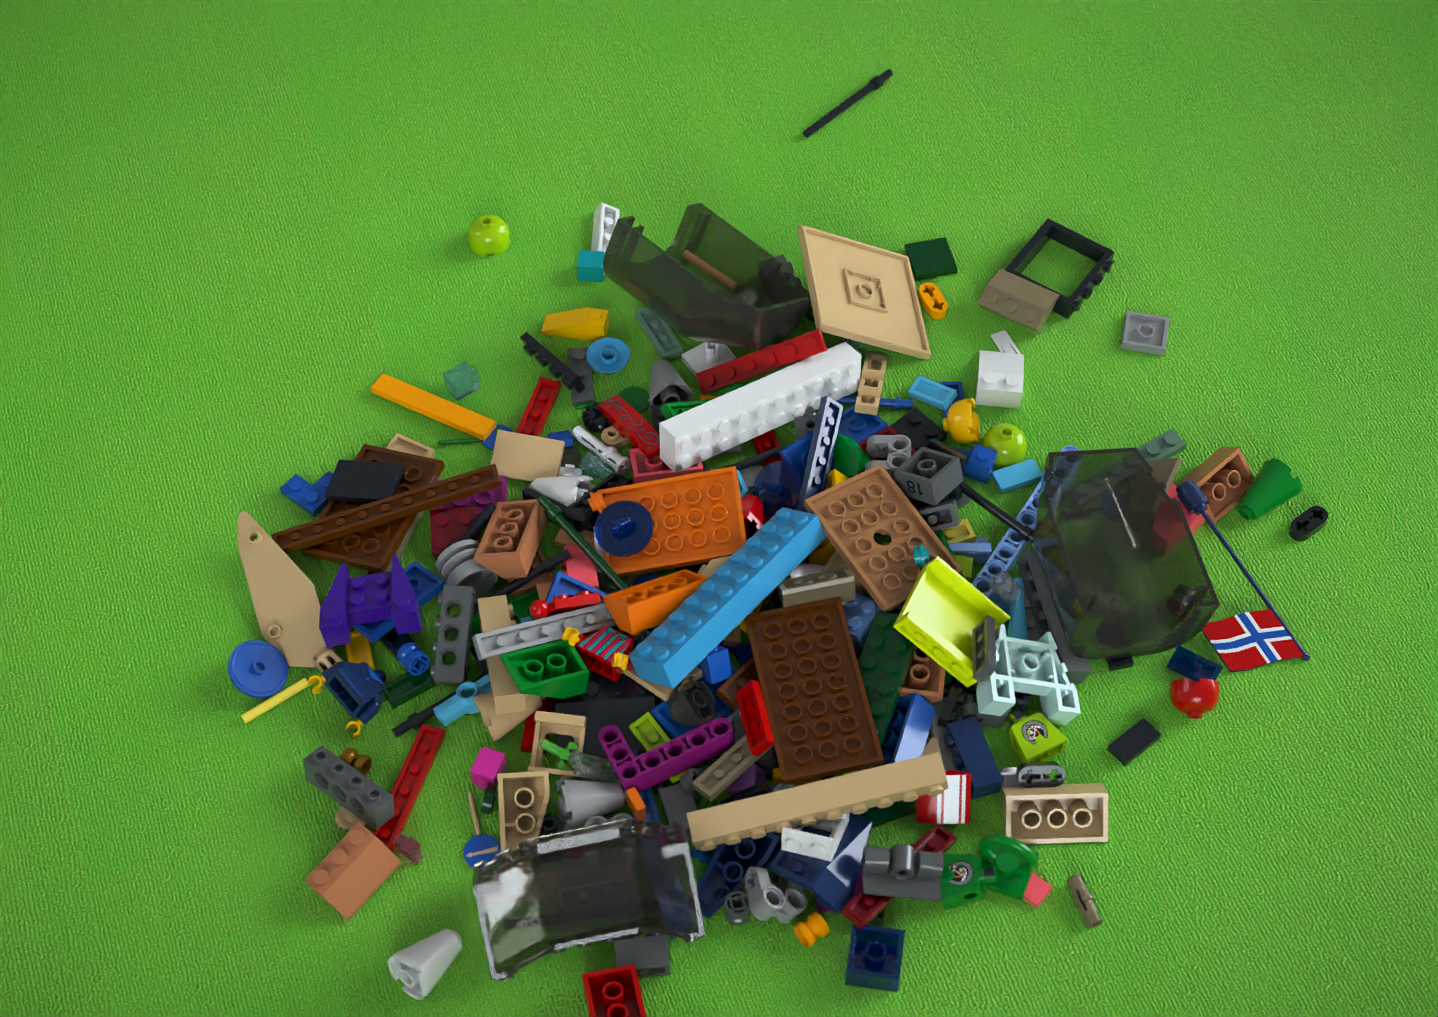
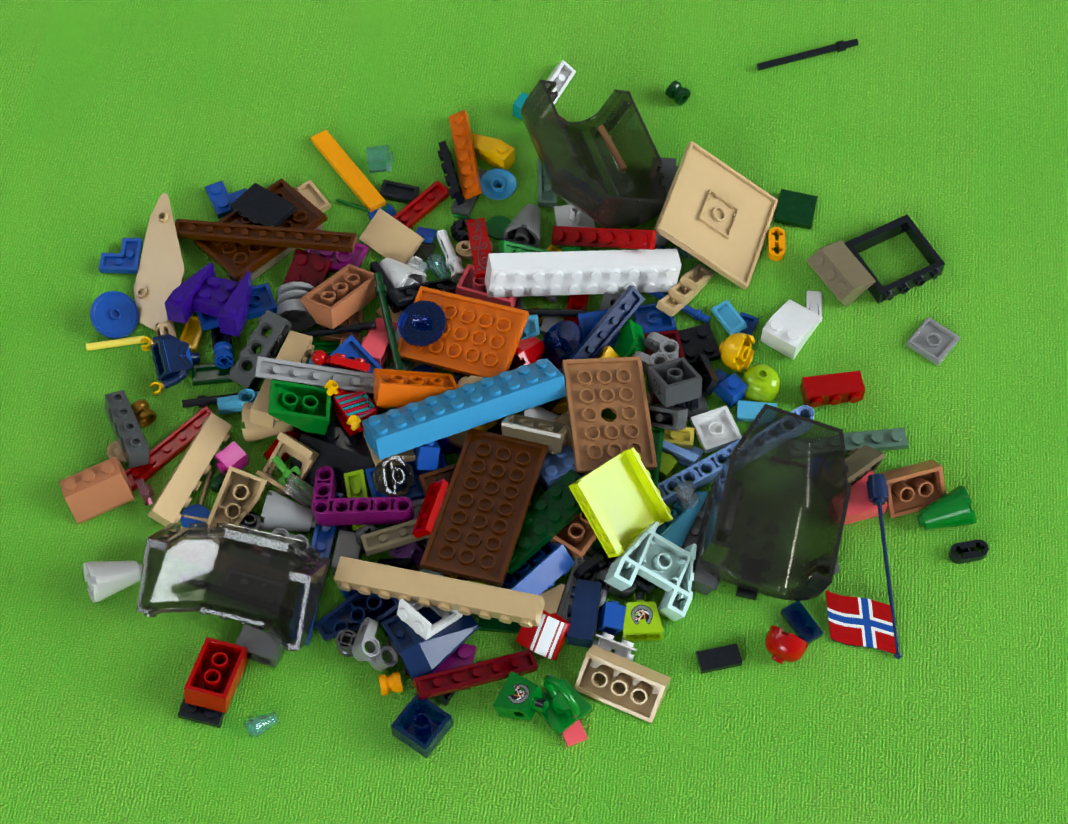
camera: 25 degrees right, 5 degrees up
(233, 608) = (124, 262): none -> blue plate
(448, 802) = (189, 471): none -> tan brick
(479, 522) = (325, 273): black bar -> none
(488, 235) = (464, 52): lime cylinder -> none
(503, 406) = (399, 192): none -> black tile
(555, 338) = (465, 155): none -> orange plate
(596, 502) = (412, 294): orange plate -> none
(636, 804) = (316, 533): orange tile -> none
(741, 189) = (677, 92): none -> dark green wheel
(901, 872) = (474, 673): dark grey panel -> none
(921, 555) = (626, 441): teal plate -> none
(981, 518) = (715, 429): none -> white plate
(984, 648) = (631, 534): dark grey plate -> none
(1005, 749) = (611, 618): none -> blue brick
(1024, 532) = (714, 427): black bar -> none
(1040, 780) = (625, 649): black beam -> none
(1079, 420) = (832, 389): none -> red brick
(1084, 901) = (604, 759): dark tan pin -> none

